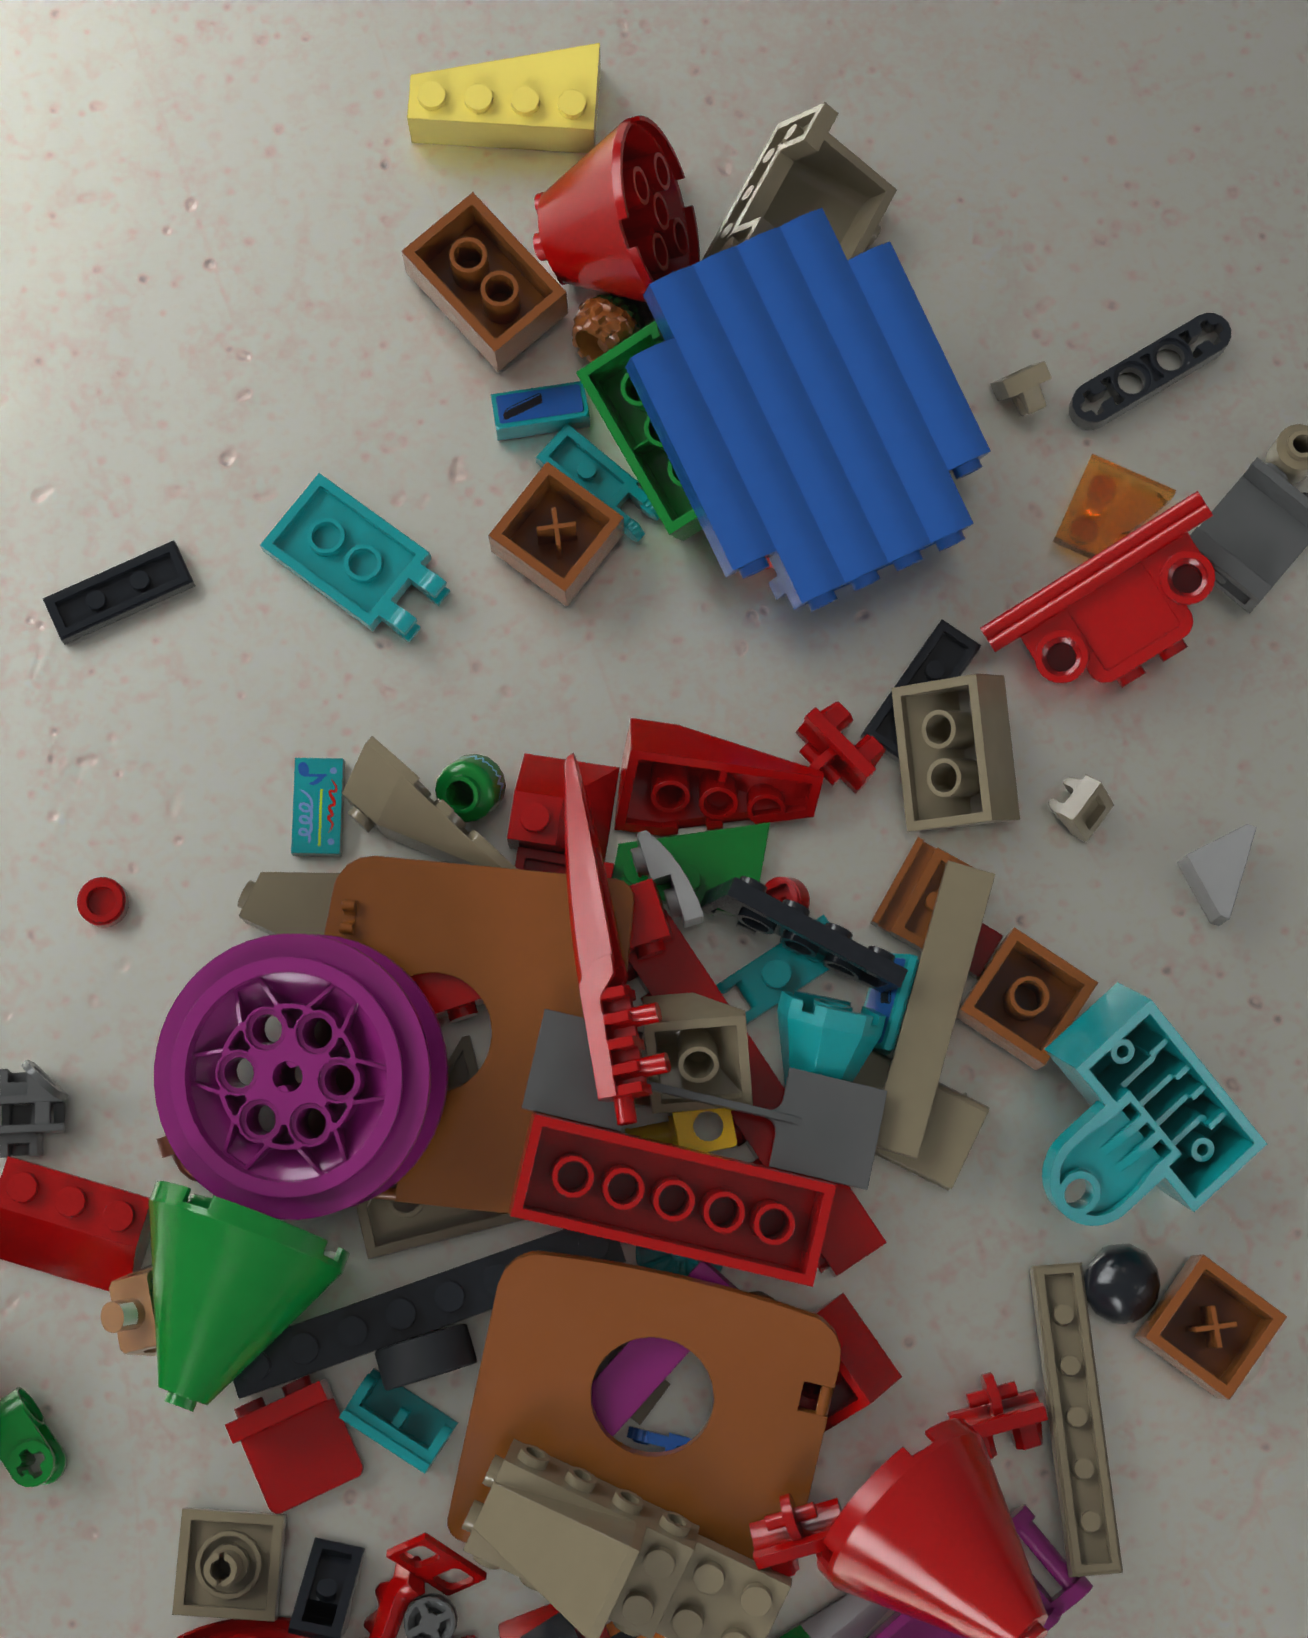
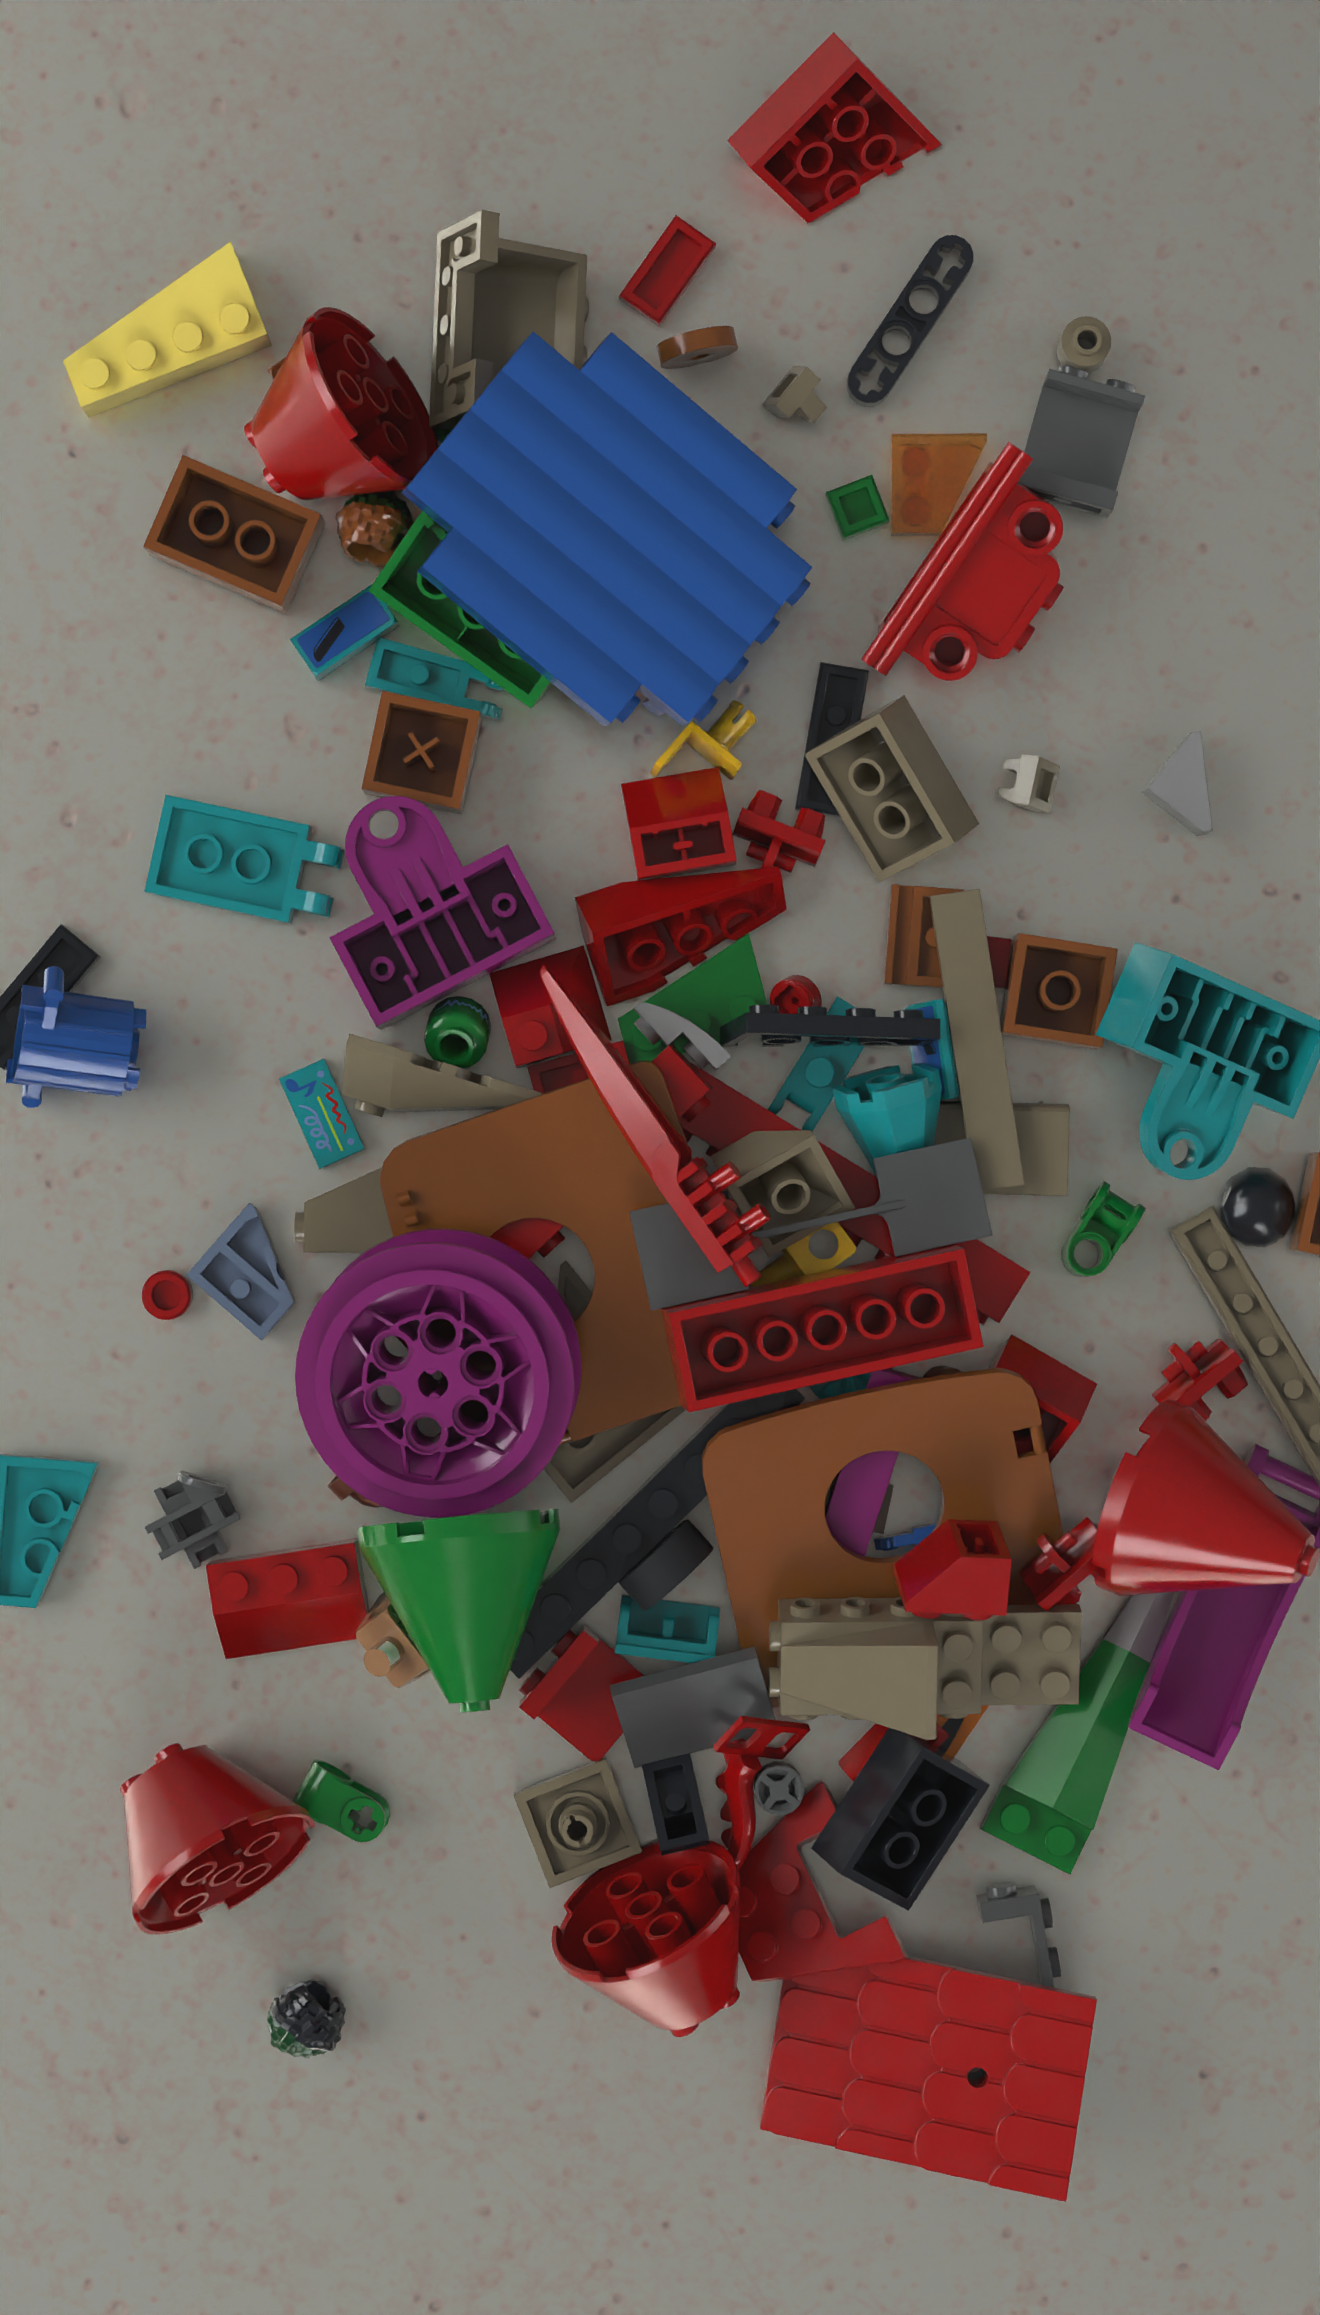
camera: 25 degrees left, 10 degrees up
(129, 636) = (73, 1041): none -> blue container
(180, 915) = (245, 1274): none -> sand blue wing
(385, 1501) = (690, 1705): none -> dark grey tile
(495, 676) = (431, 917): none -> magenta brick
(691, 1490) = (957, 1571): none -> red slope
(751, 699) = (678, 824): none -> red slope
(812, 644) = (712, 744): none -> yellow bracket
(957, 305) = (697, 347): none -> dark orange piece
(959, 239) = (667, 271): none -> red tile
(973, 1231) = (1101, 1229): none -> green piece
(1033, 505) = (857, 507): none -> green tile
(1152, 184) = (829, 132): none -> red wedge

